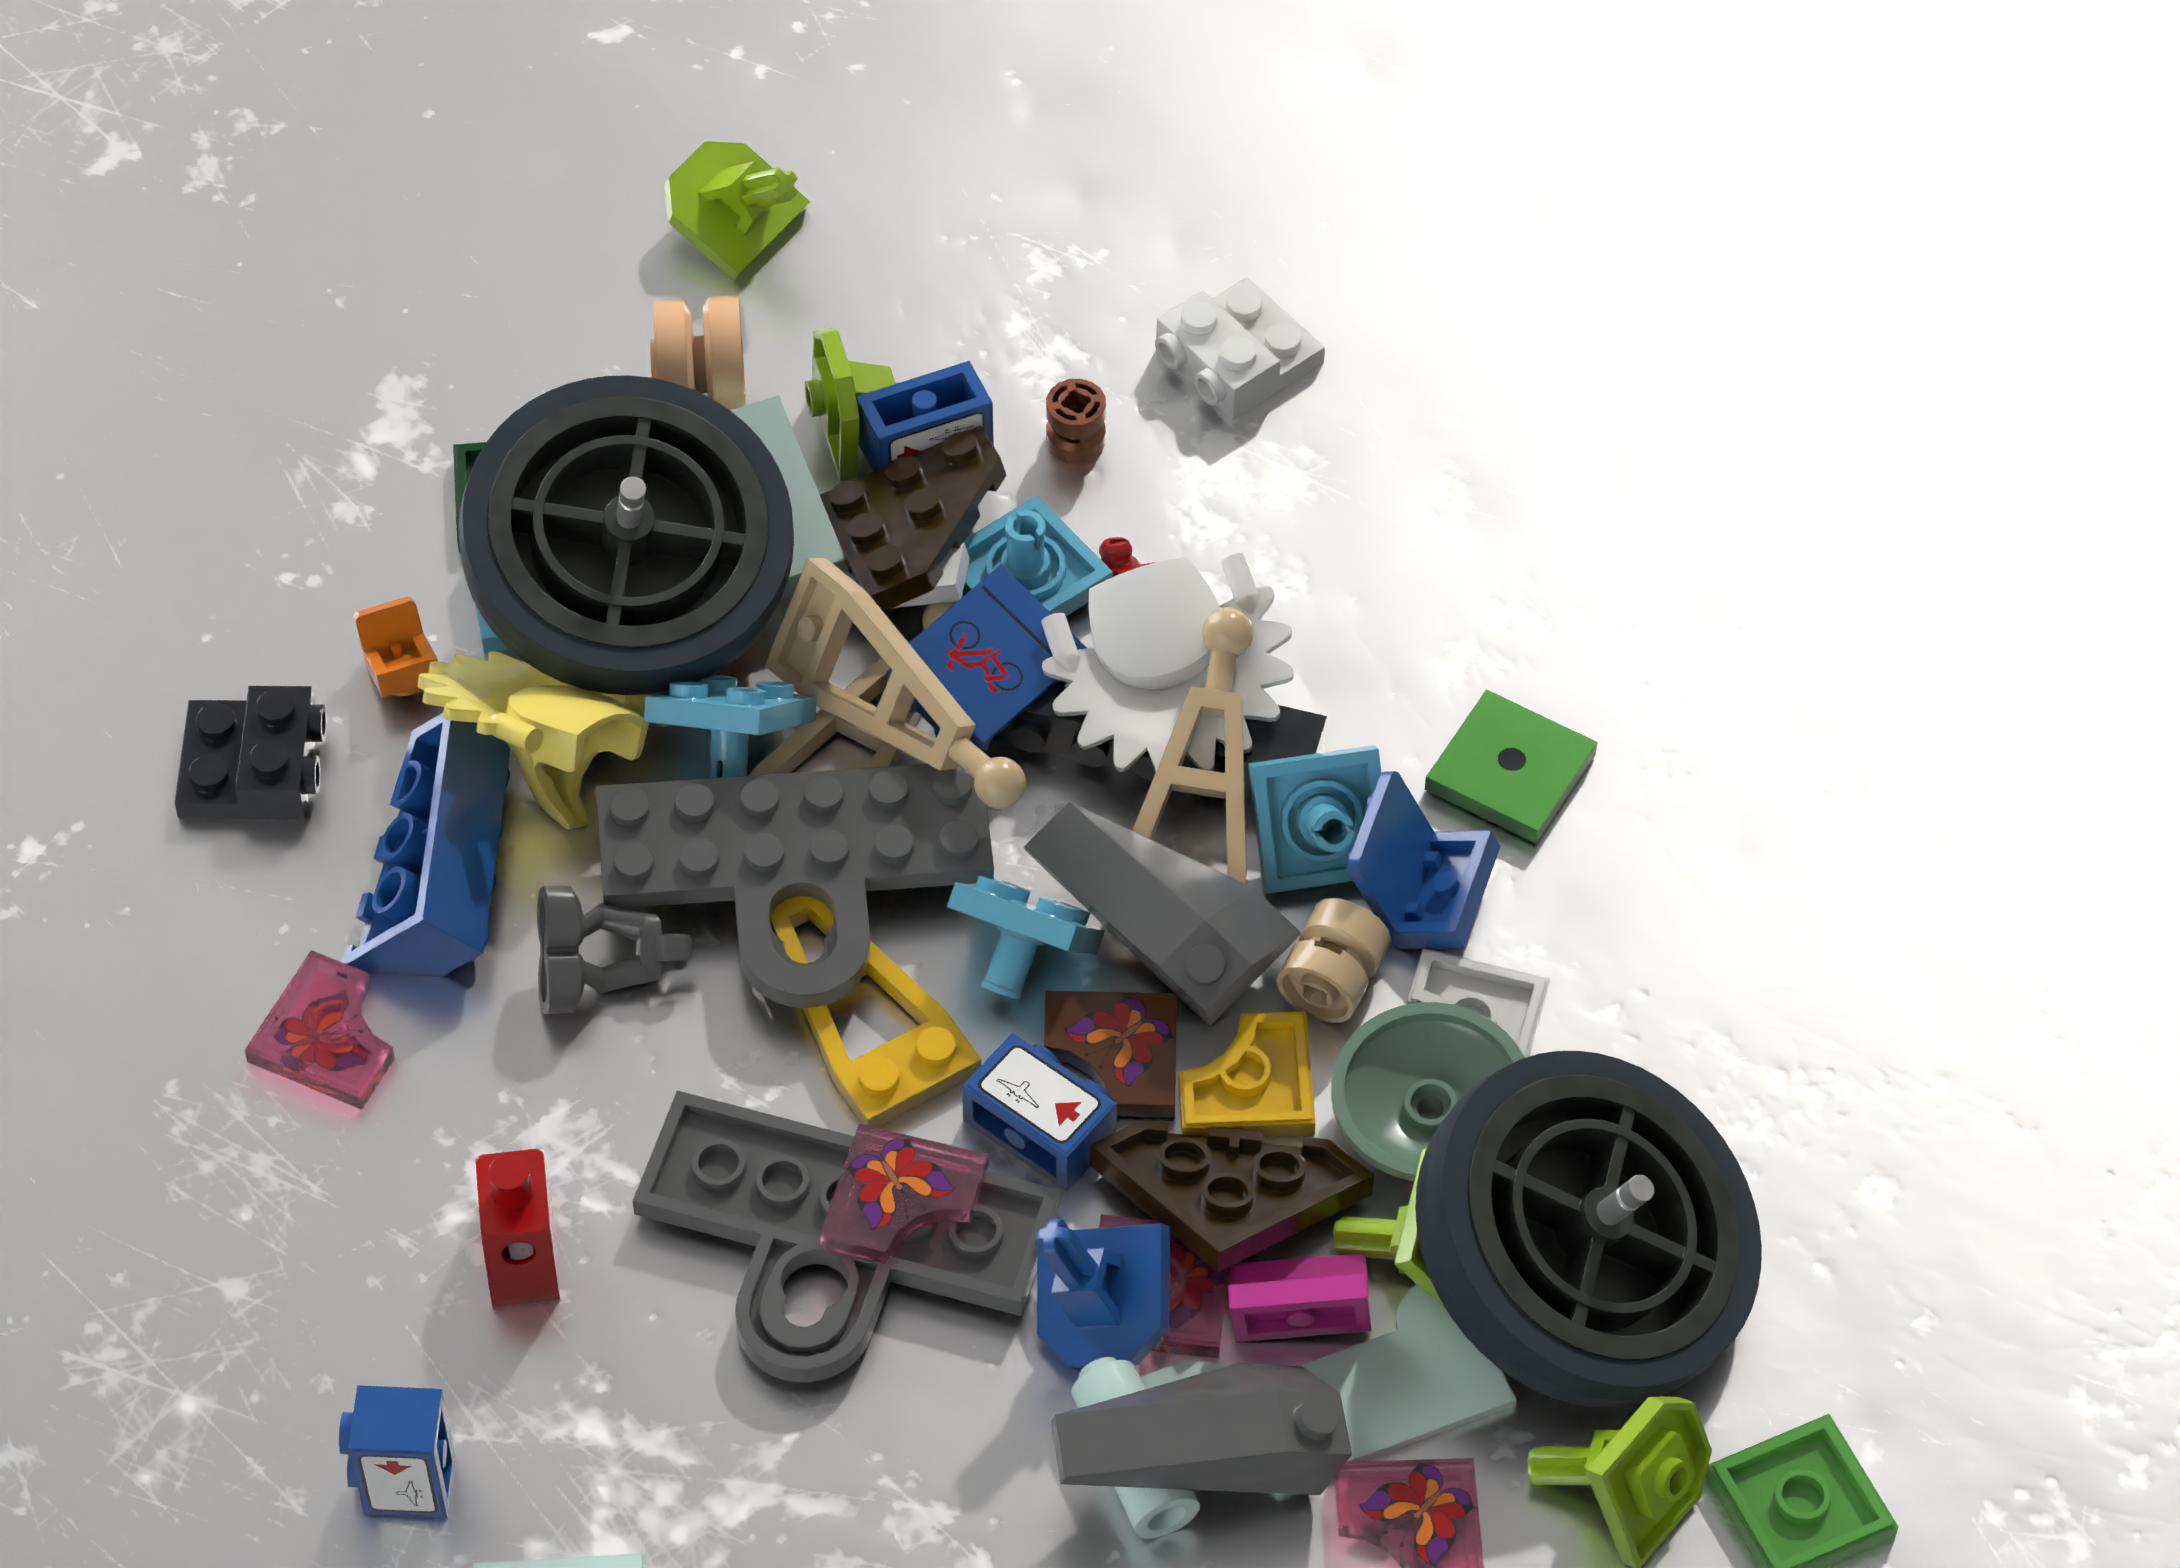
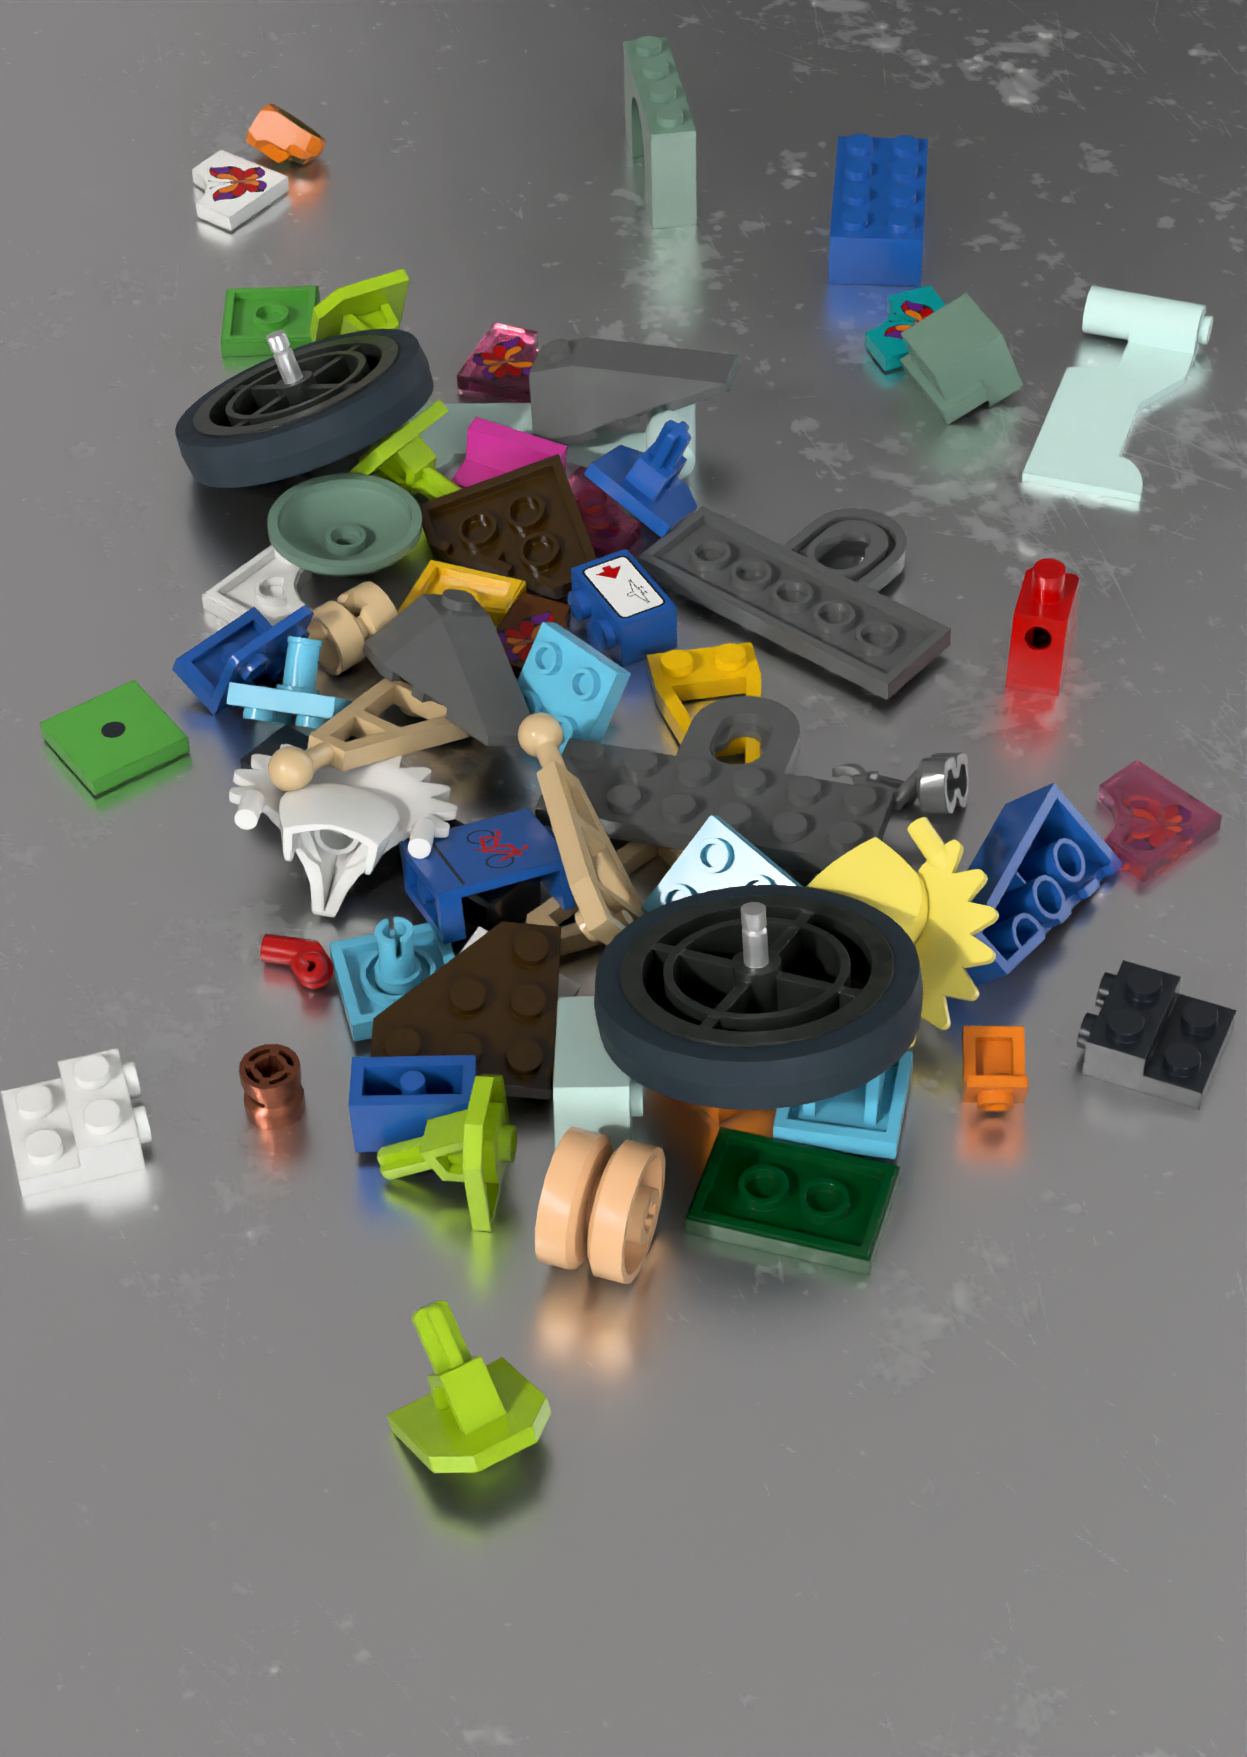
camera: 155 degrees left, 10 degrees down
(399, 1451) = (1176, 513): blue brick -> none
(895, 1187) = (755, 574): clear pink tile -> none

